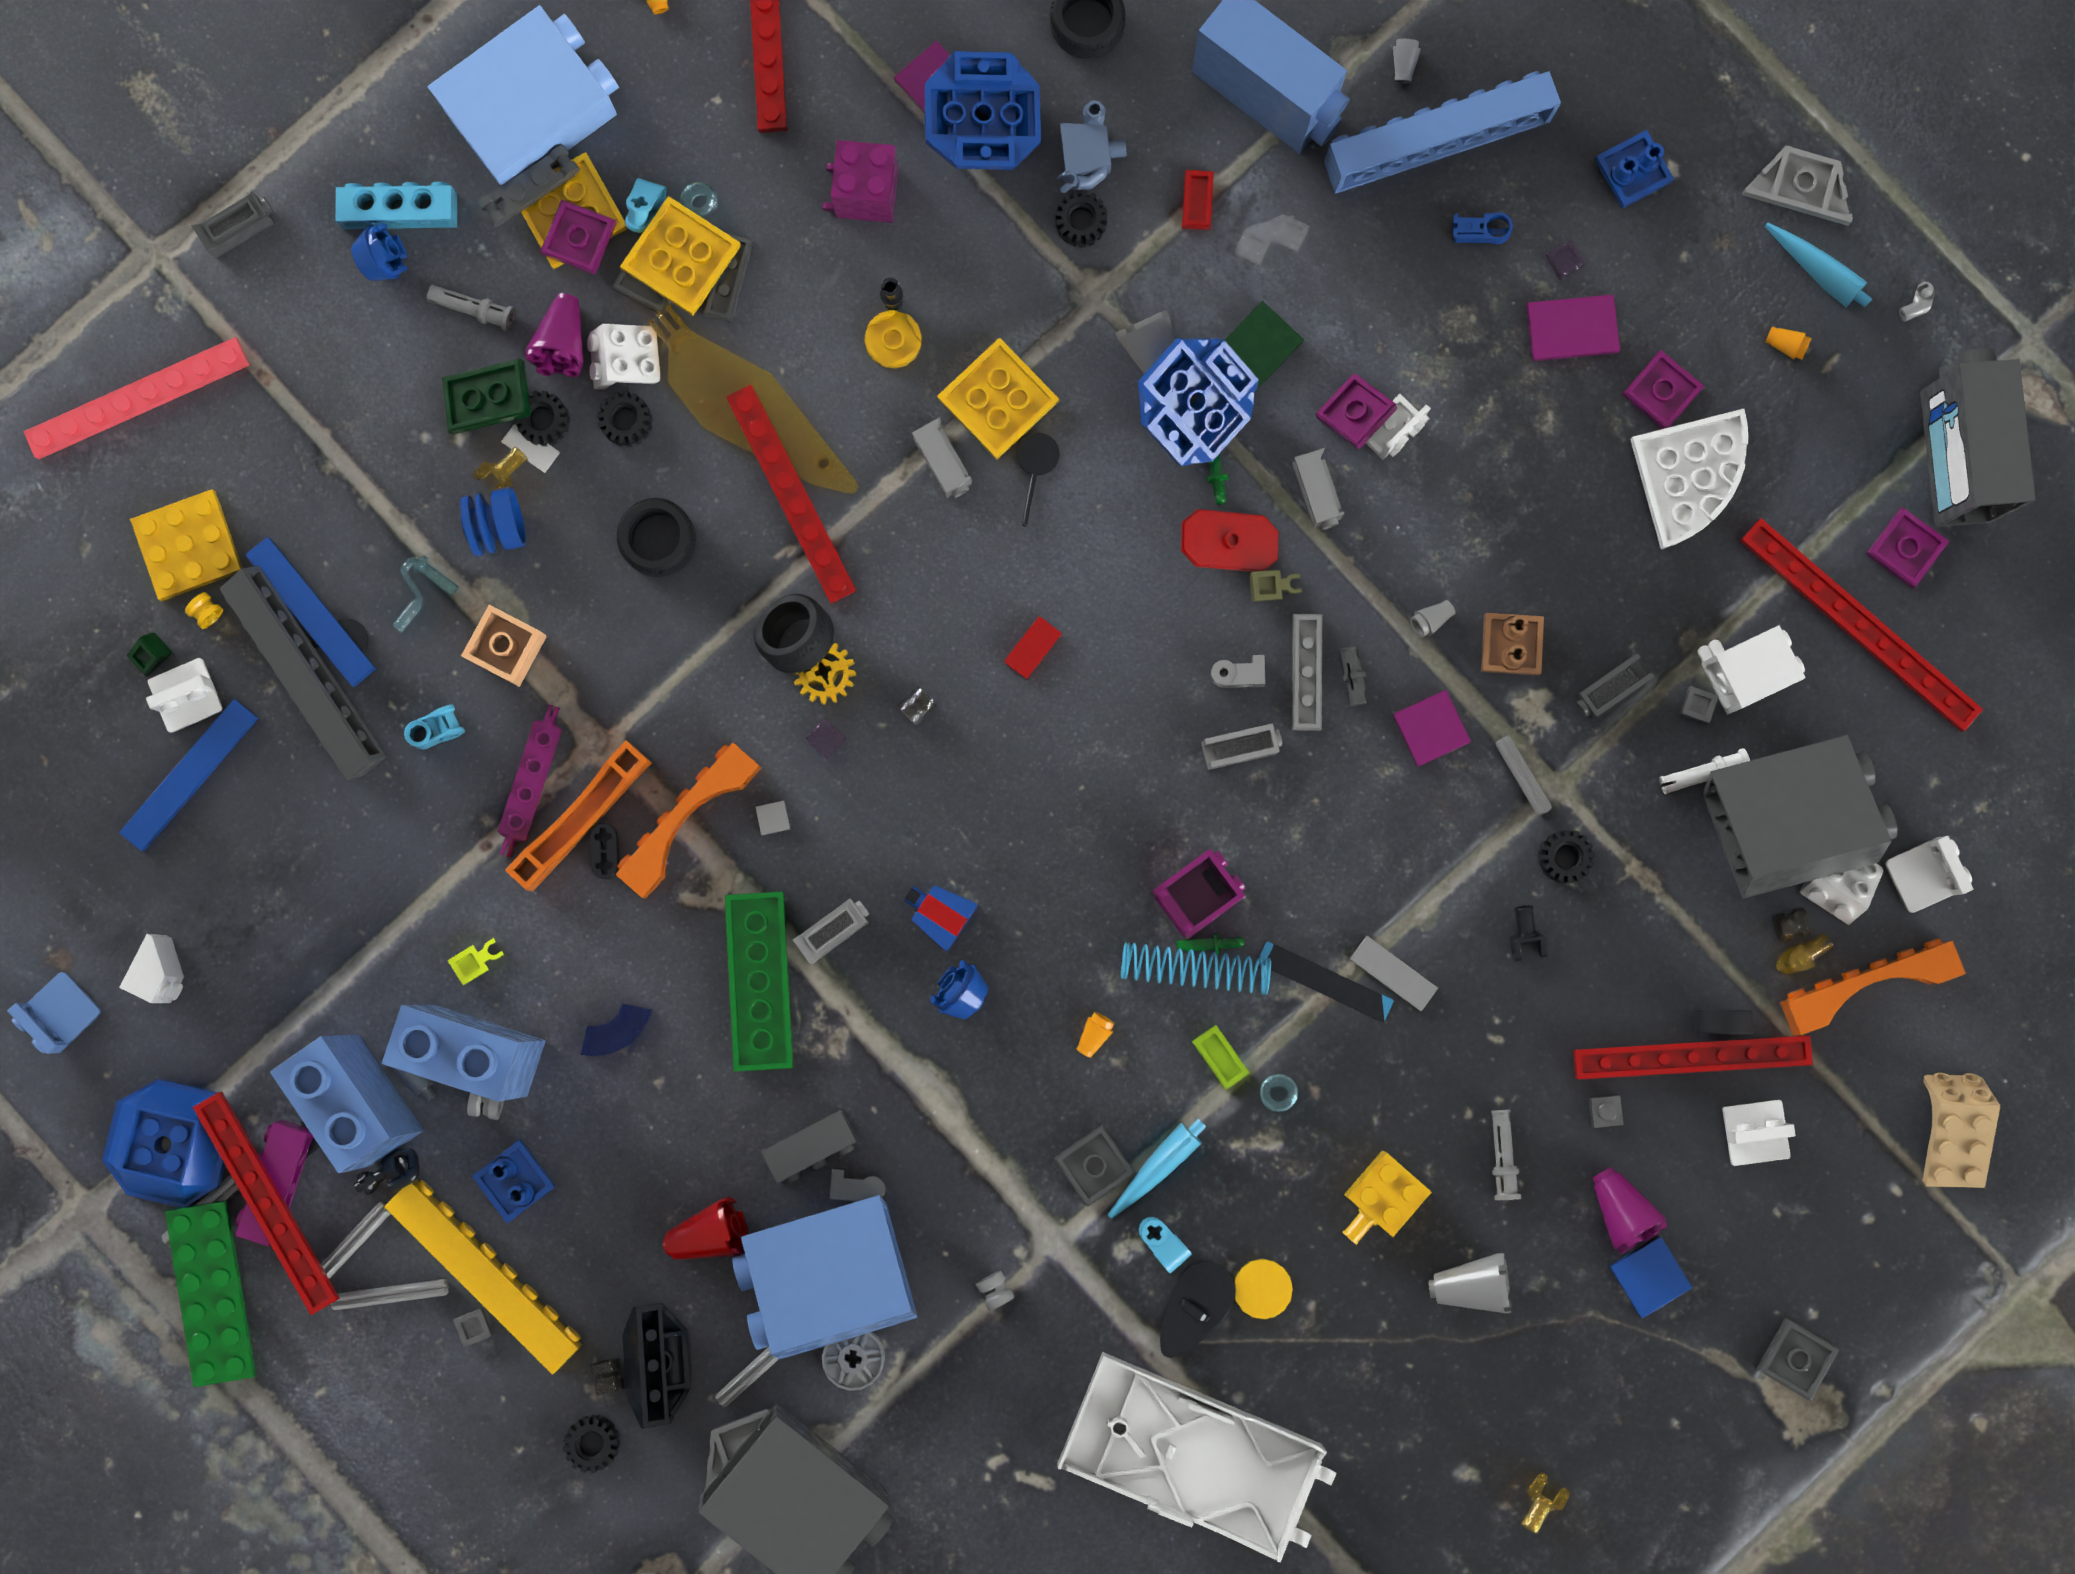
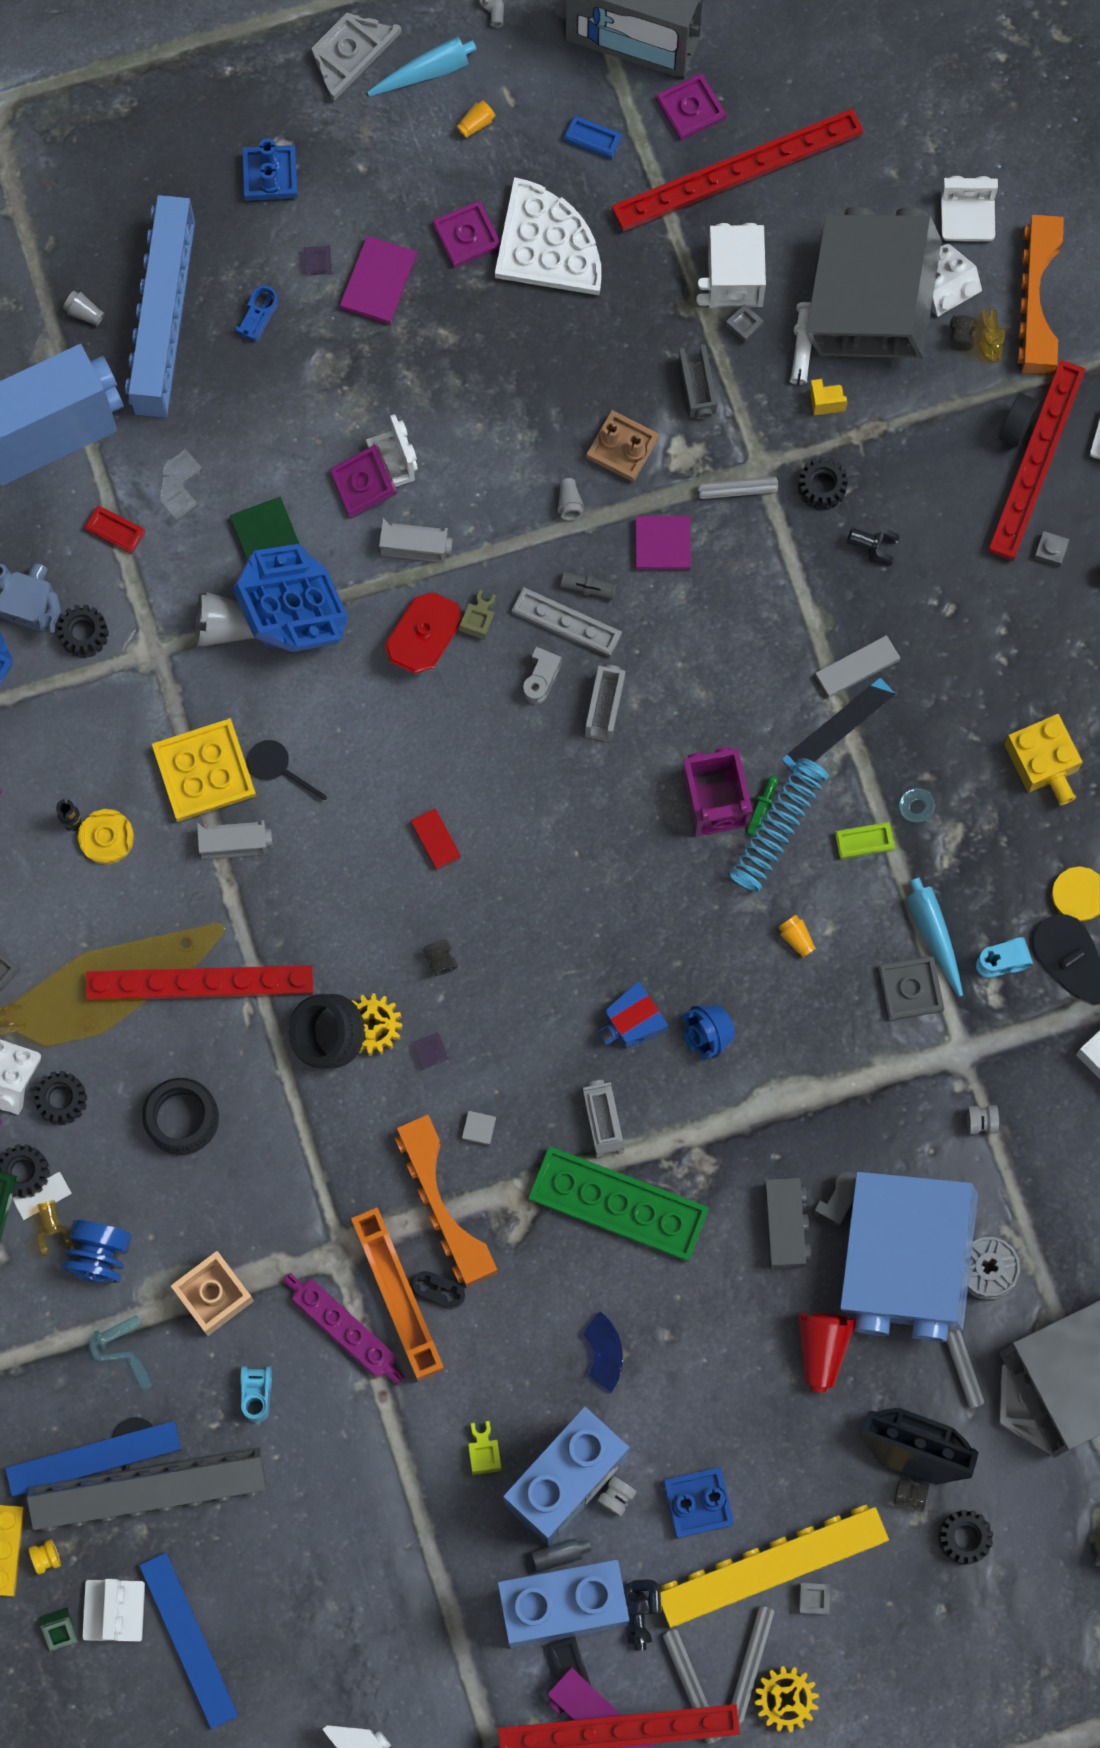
camera: 65 degrees left, 10 degrees down
(365, 1353) = (797, 1708): none -> yellow gear
(1217, 479) = (365, 620): green piece -> none
(1505, 1170) = (1065, 650): light grey pin -> none
(1658, 821) = (826, 399): none -> yellow panel
(1826, 466) = (593, 137): none -> blue tile

